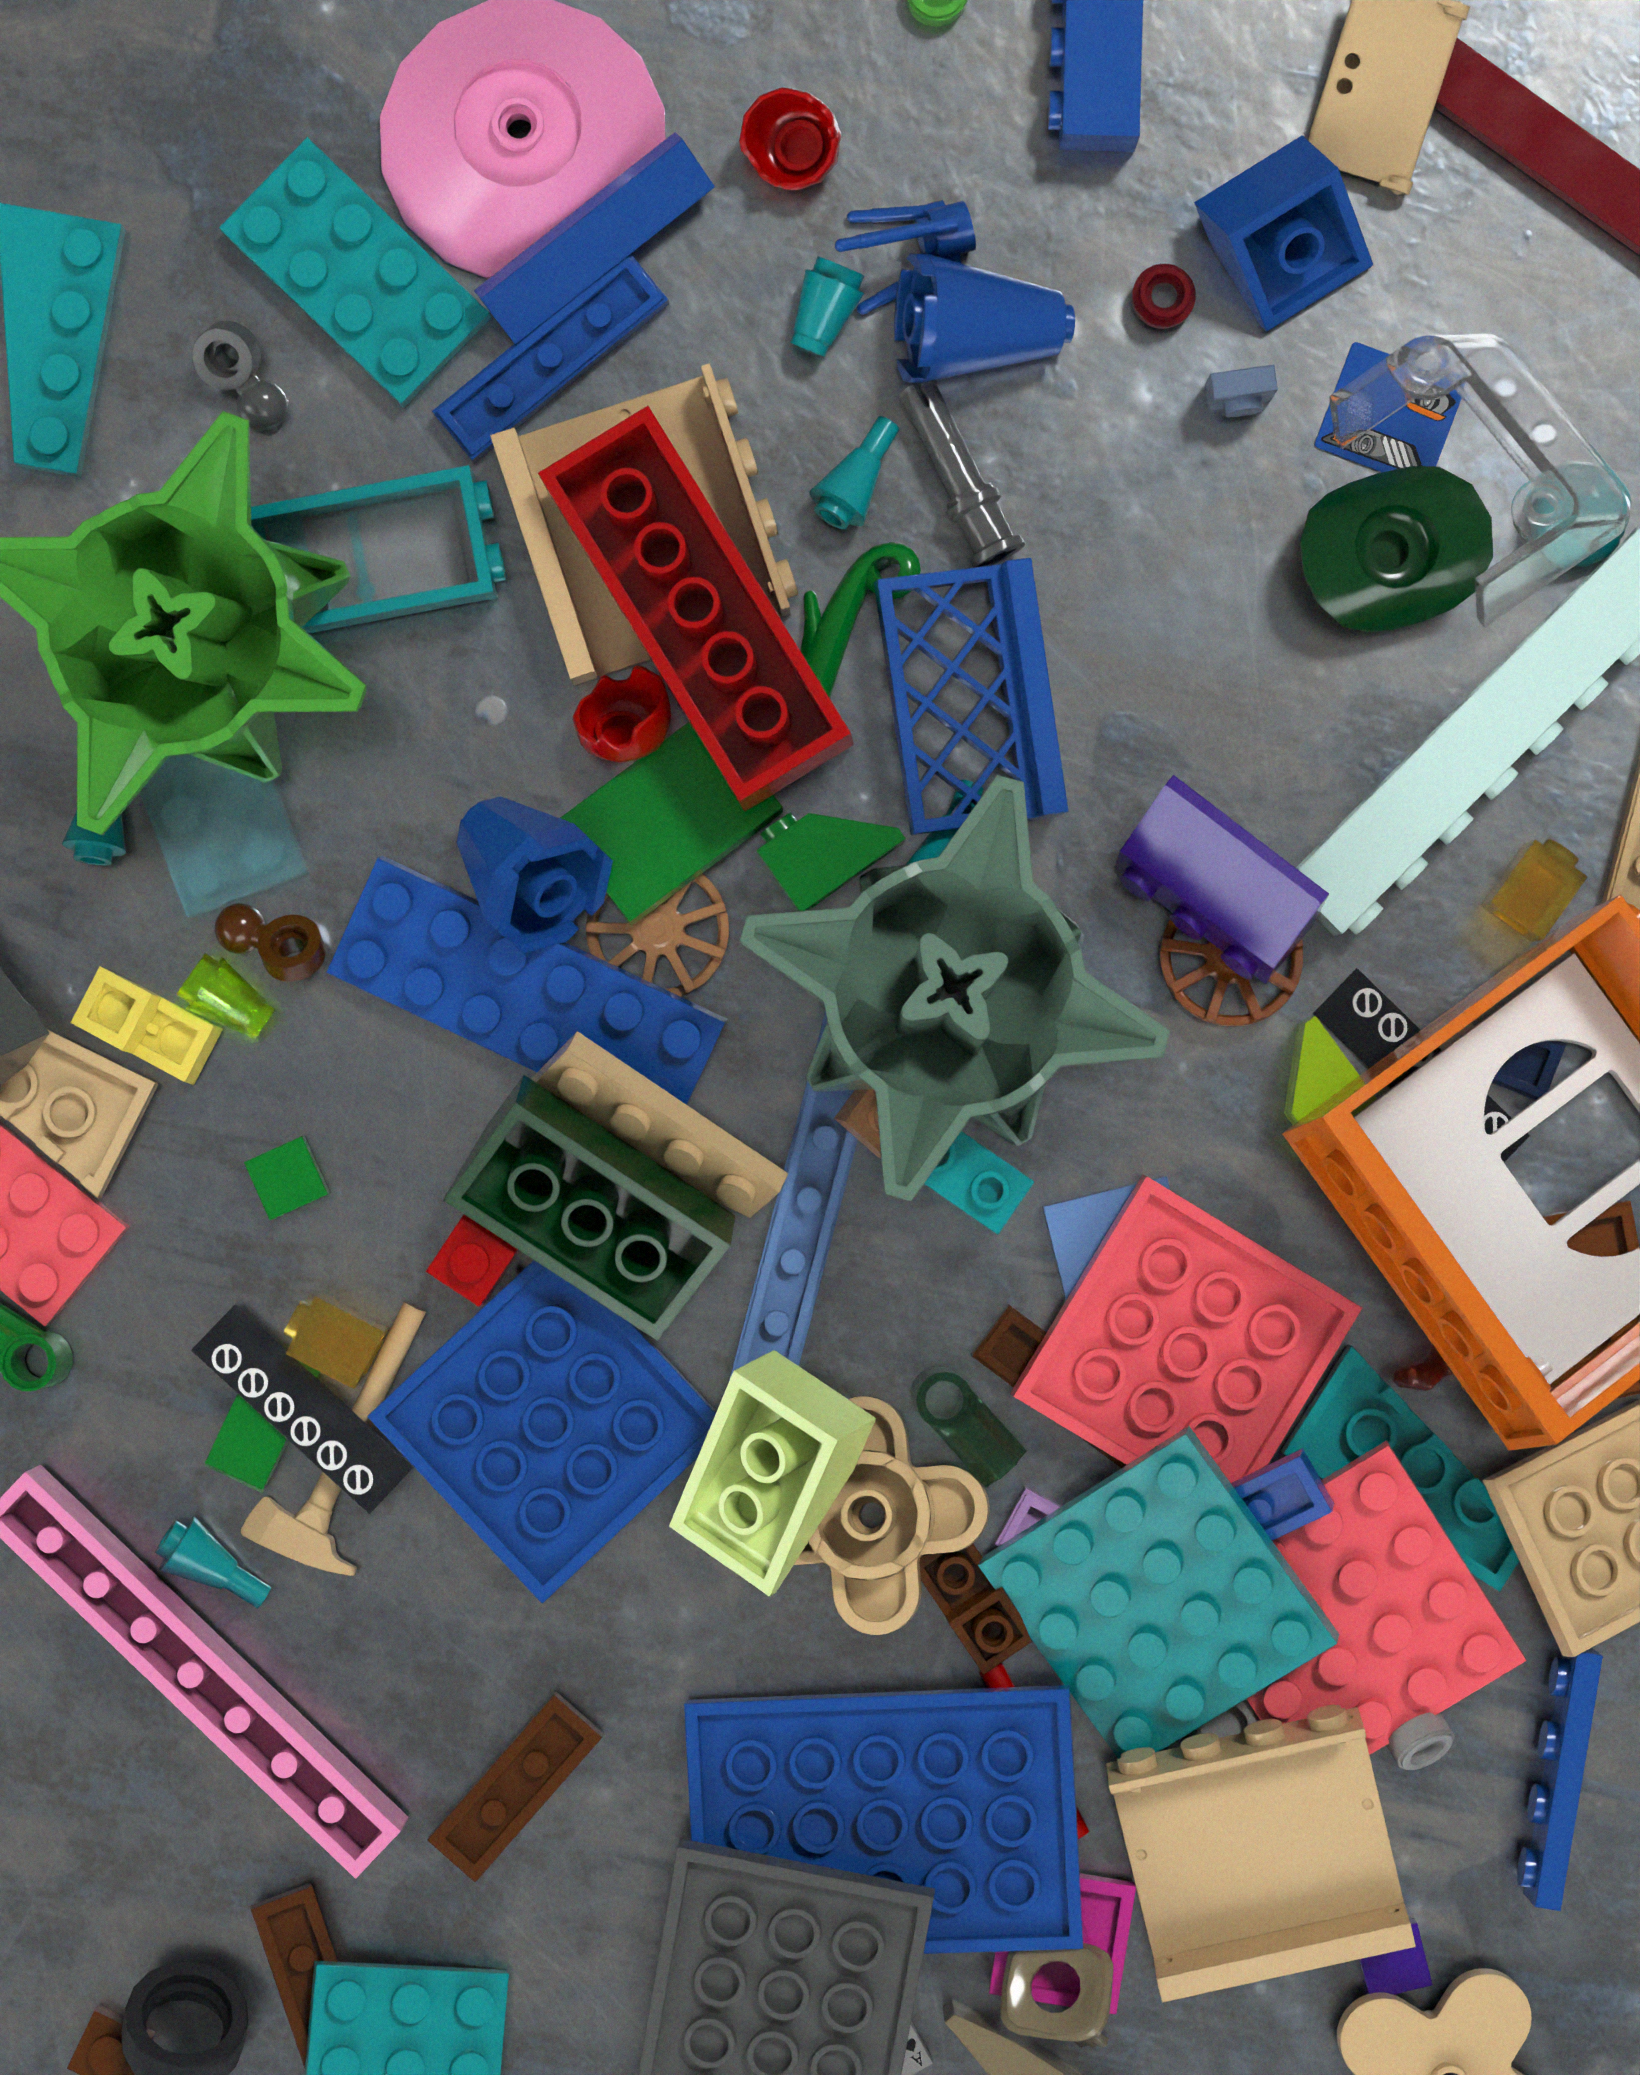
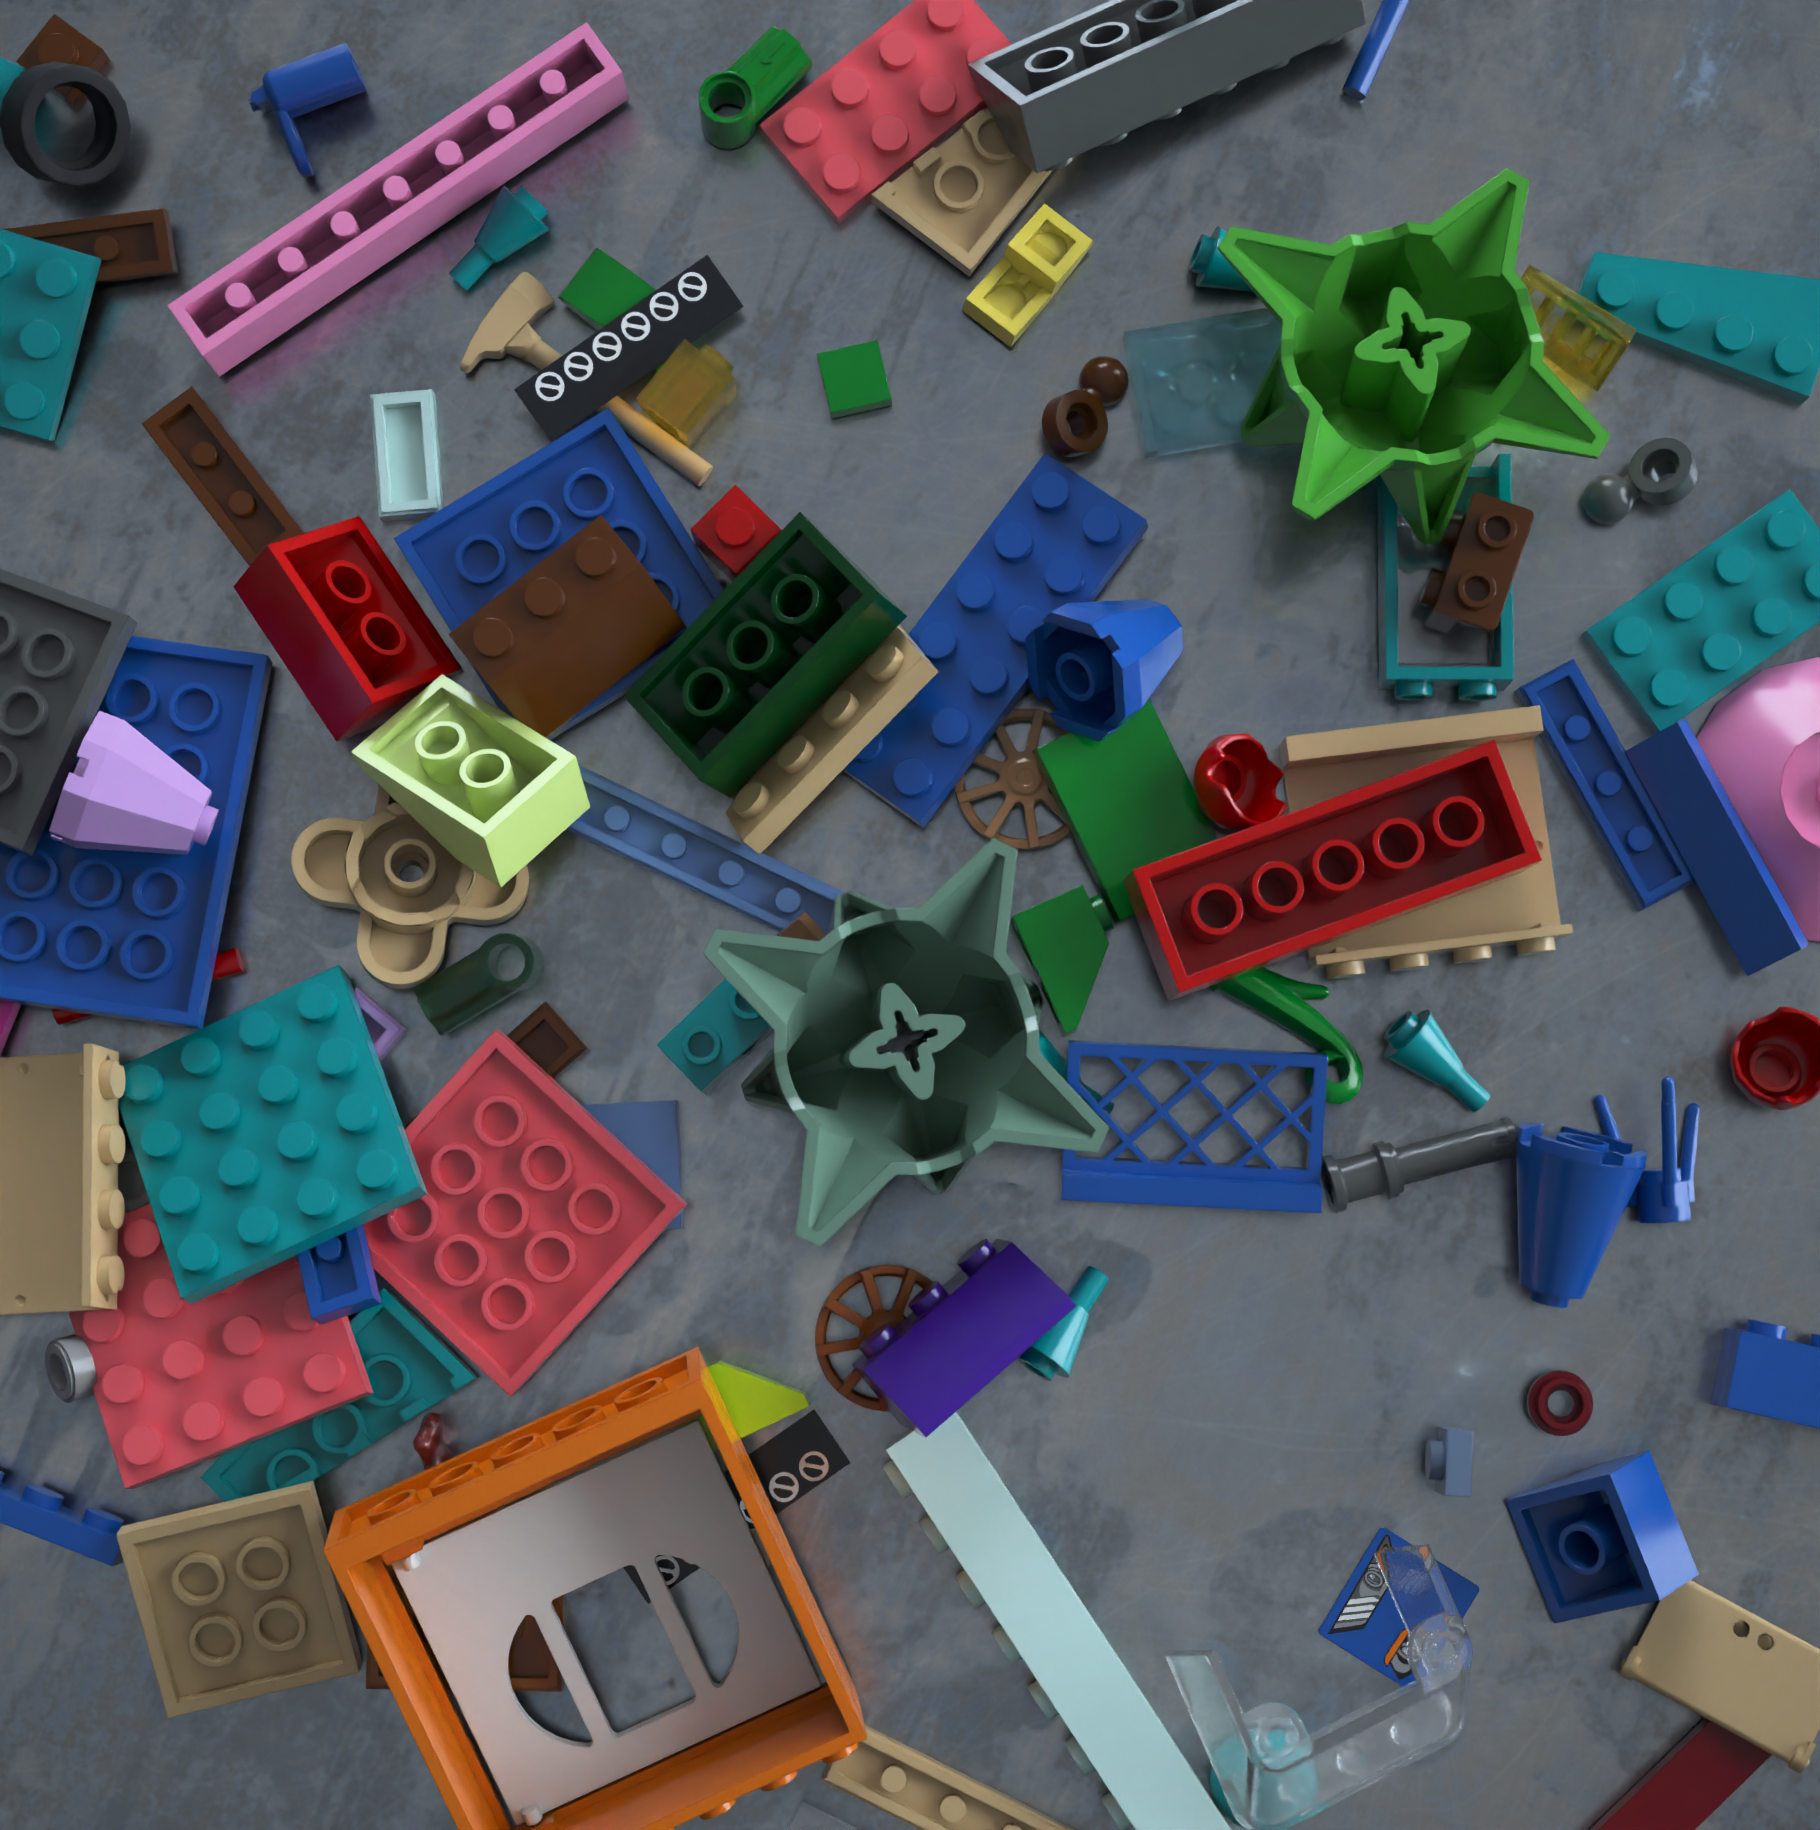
camera: 105 degrees right, 5 degrees down
(85, 449) = (1596, 320): none -> clear yellow slope
(97, 1793) = (304, 88): none -> blue piece
(225, 997) = (1040, 352): clear neon green cone -> none
(362, 520) = (1479, 566): none -> reddish brown bracket
(451, 1610) = (406, 454): none -> light aqua tile
(605, 1406) = (569, 629): none -> reddish brown slope
(639, 1632) = (344, 625): none -> red slope
(825, 304) = (1610, 1062): teal cone -> none
(858, 1800) = (130, 796): none -> lavender cone
(974, 1609) = (294, 954): reddish brown slope -> none
(1211, 784) = (1059, 1346): none -> teal cone
(1396, 547) = (1263, 1583): dark green hat -> none
(1531, 1069) = (713, 1617): dark blue tile -> none
(1535, 888) = (893, 1658): clear yellow brick -> none

